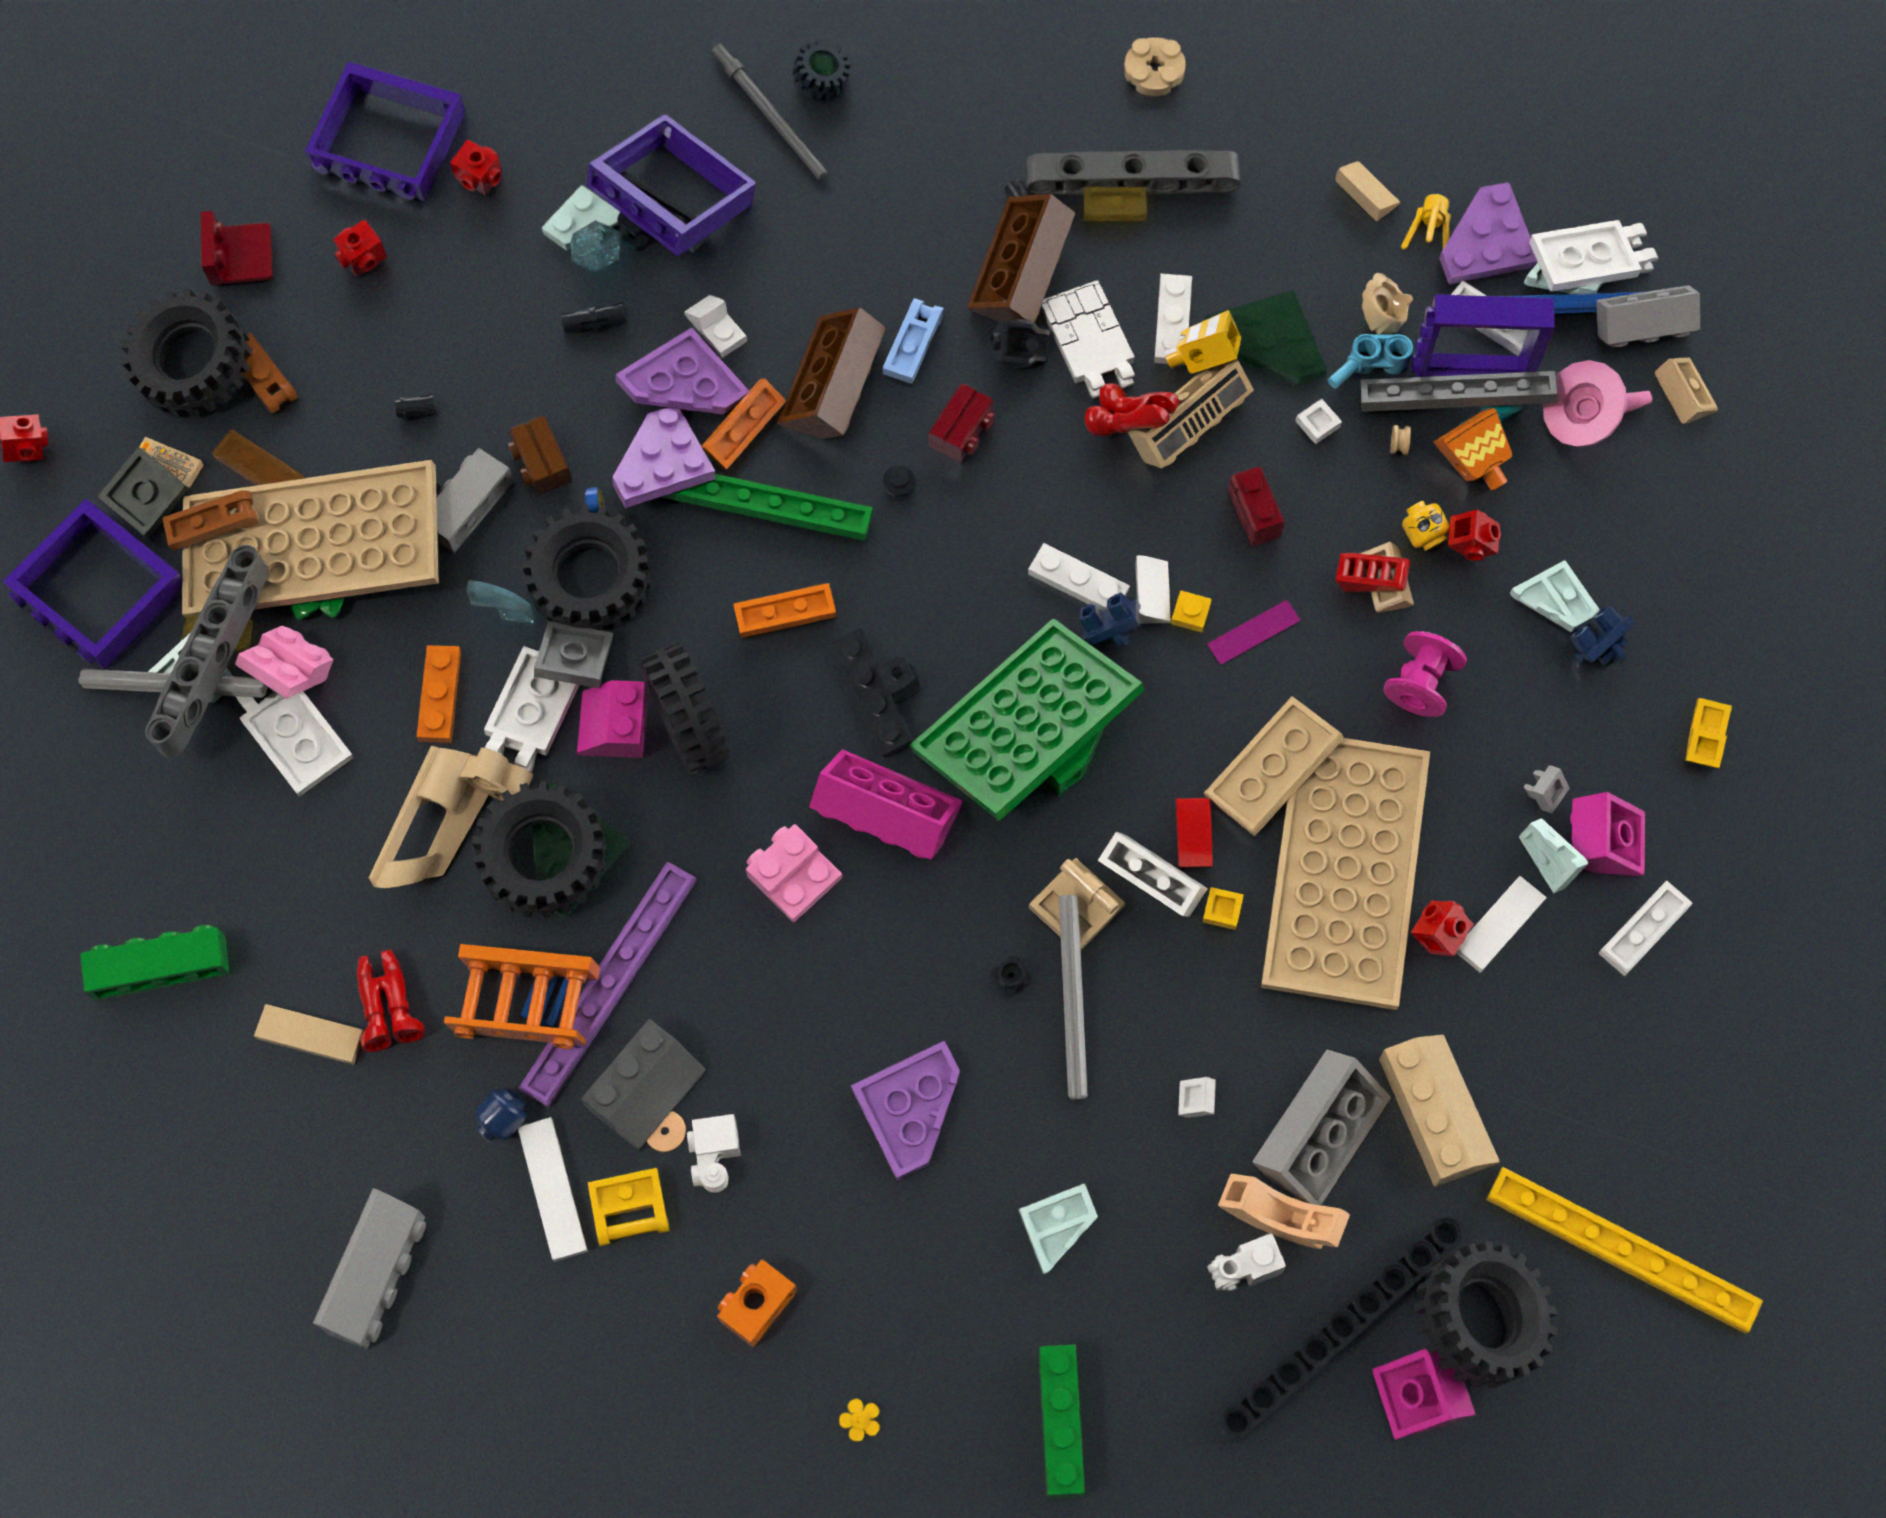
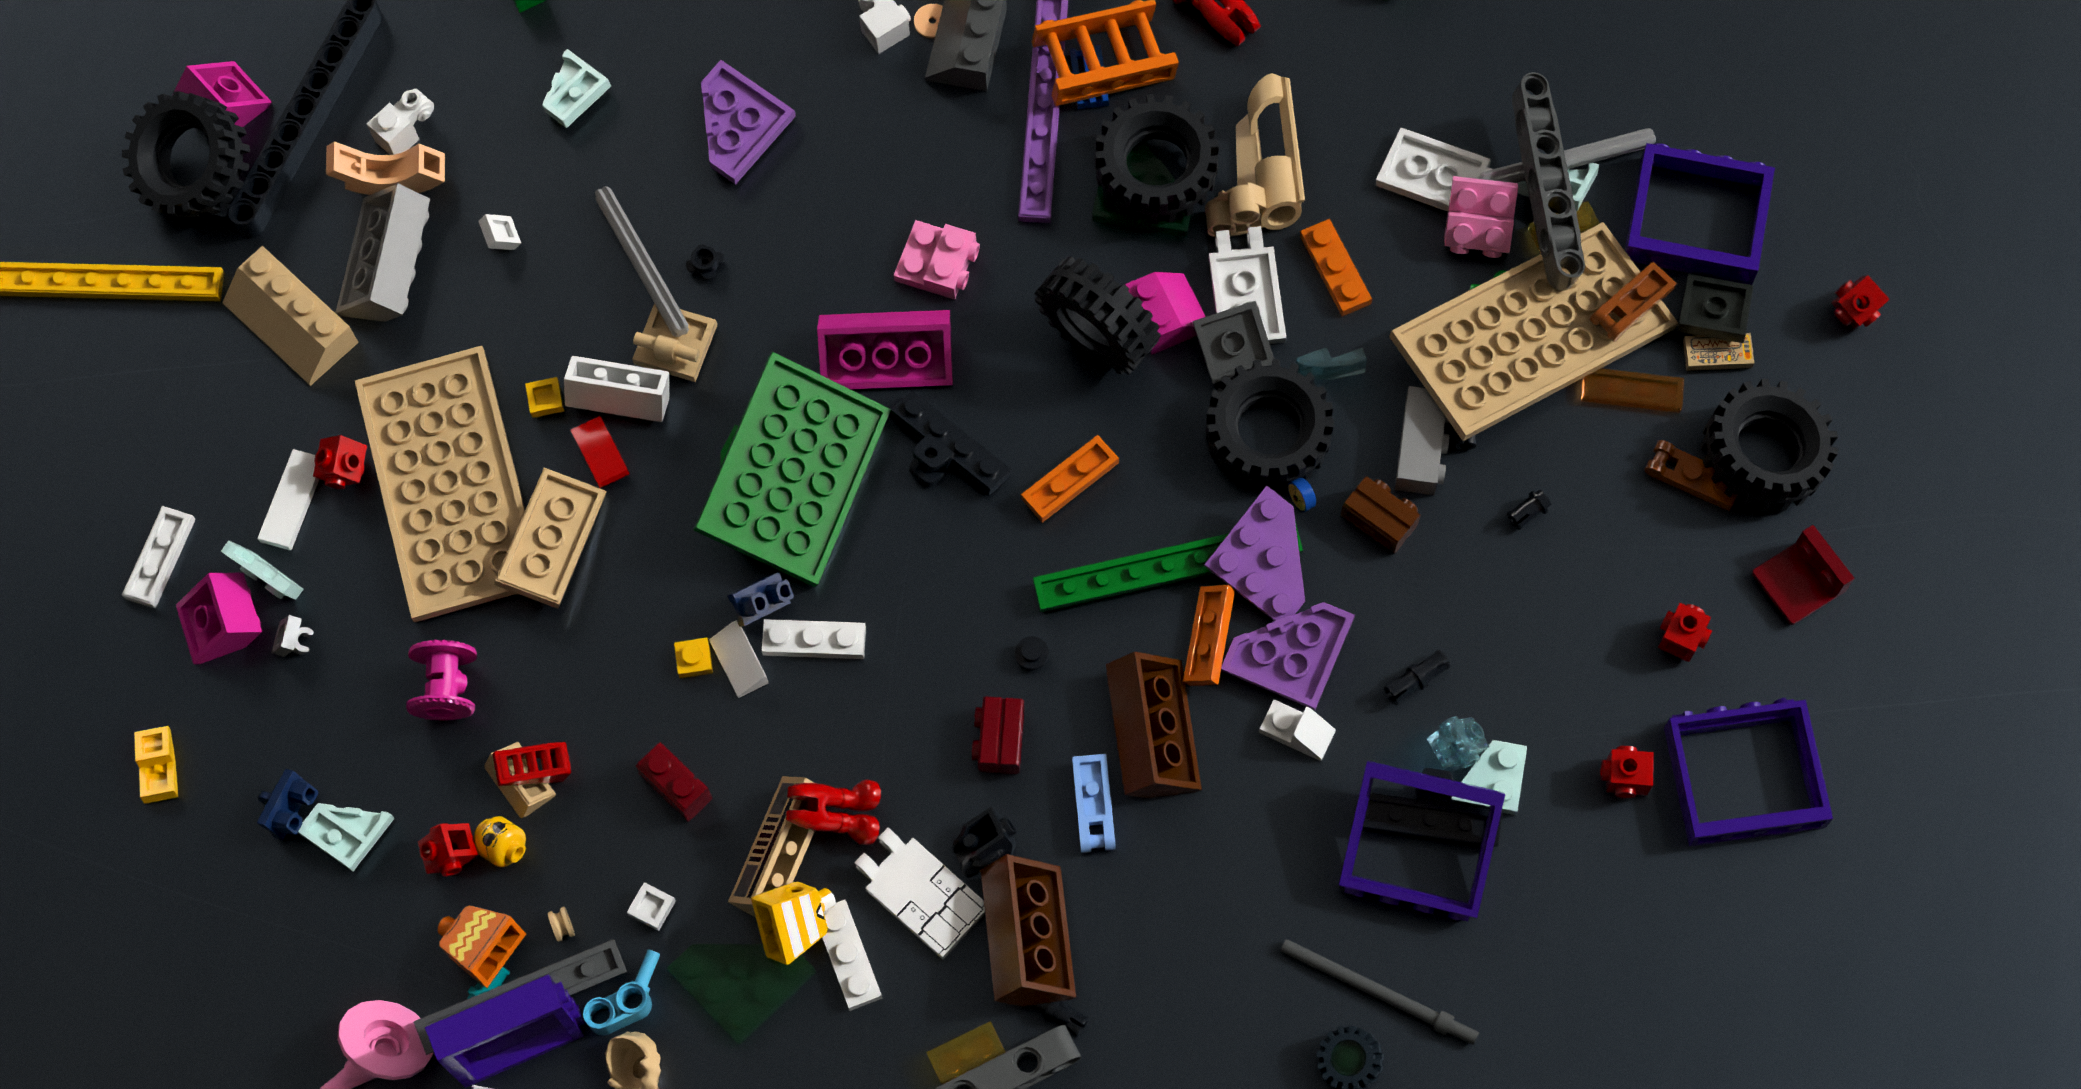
camera: 155 degrees right, 0 degrees up
(1253, 632) = (626, 669): magenta sticker -> none

